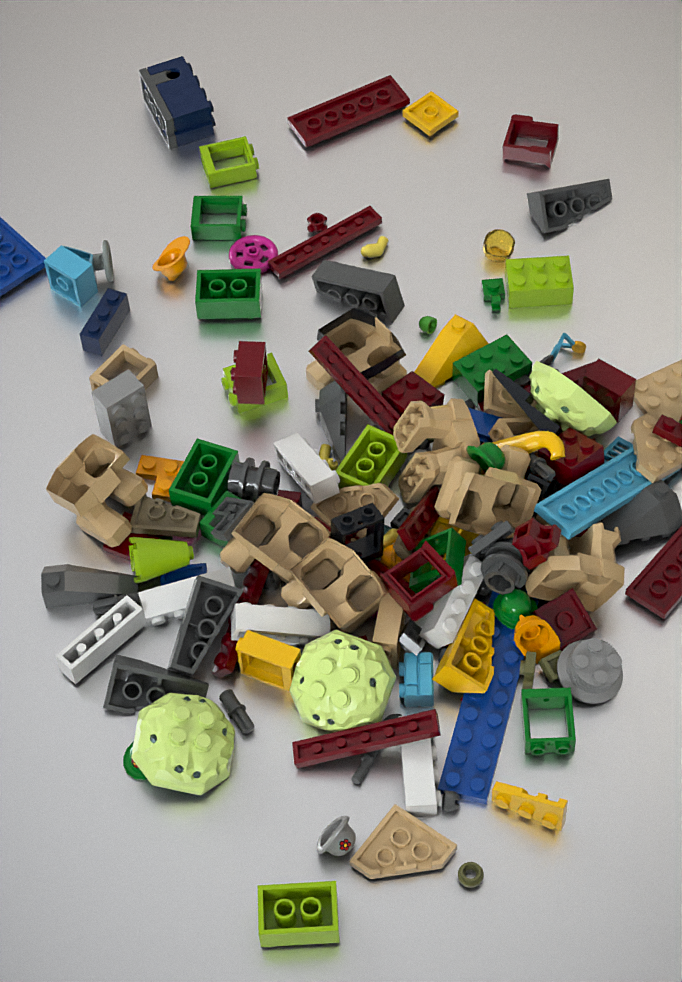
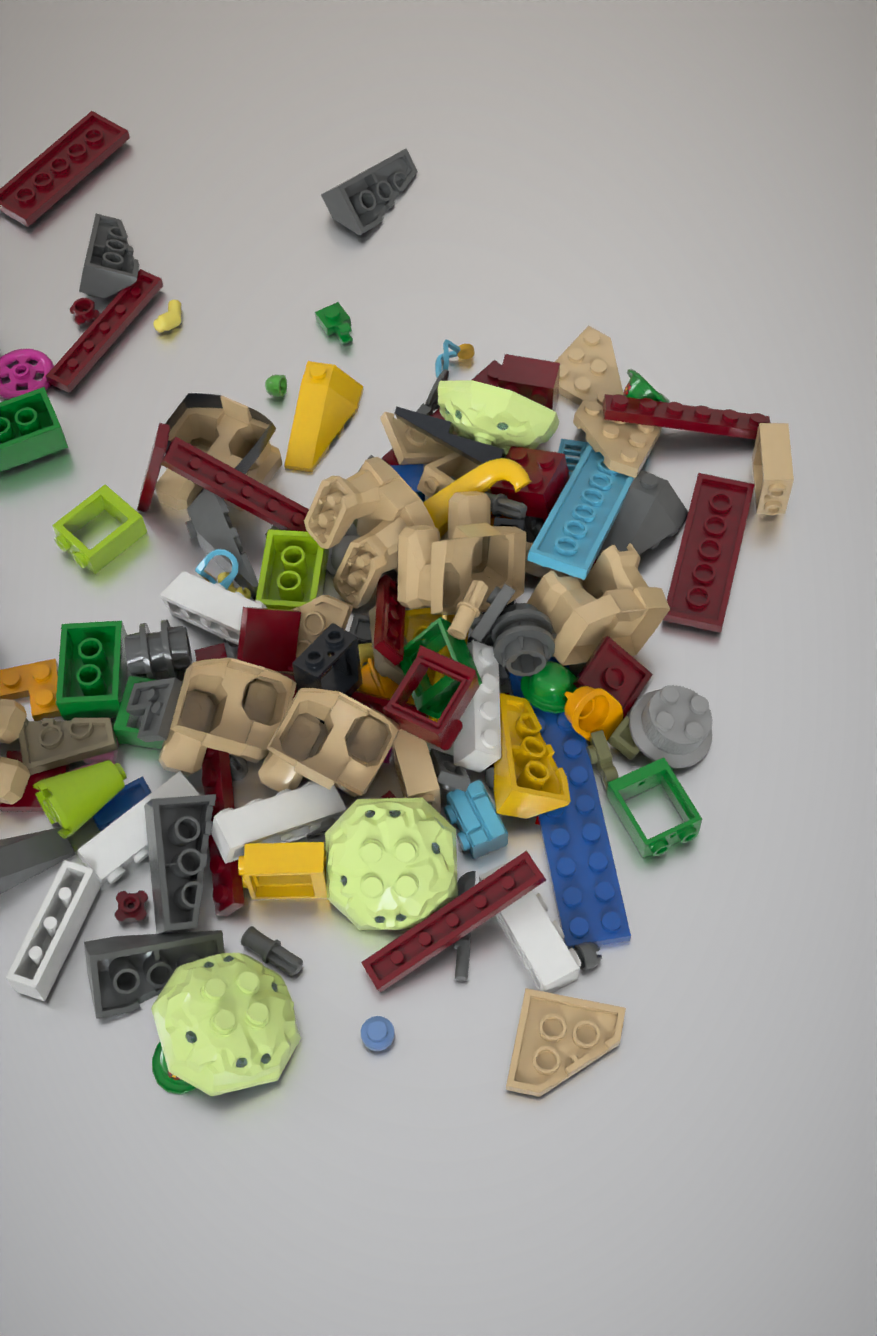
camera: 25 degrees left, 5 degrees up
(104, 605) = (44, 878): dark grey axle -> none
(158, 651) = (135, 914): none -> dark red plate
(250, 372) = (93, 517): dark red brick -> none
(281, 793) = (377, 1033): none -> medium blue plate
(298, 914) = (478, 1184): lime brick -> none
(305, 356) = (153, 467): none -> dark red tile
(309, 436) = (200, 569): none -> medium azure piece
(329, 497) = (269, 637): none -> dark red tile
(337, 837) = (475, 1062): light grey hat -> none
(351, 190) = (108, 260): none -> dark grey wedge
(360, 287) = (175, 369): dark grey wedge -> none
(409, 389) = (301, 474): dark red brick -> none
(430, 113) = (160, 140): yellow plate -> none
(470, 867) = (660, 1028): olive plate -> none
(473, 529) = (468, 609): none -> tan axle
(487, 456) = (442, 514): green hat -> none
(498, 245) = (316, 265): clear yellow hair -> none
(499, 355) = (359, 420): green brick -> none
(525, 127) = (281, 121): dark red piece -> none
(535, 541) = (552, 596): dark red brick -> none
(537, 807) = (698, 920): yellow wing -> none
(539, 281) = (383, 291): lime brick -> none

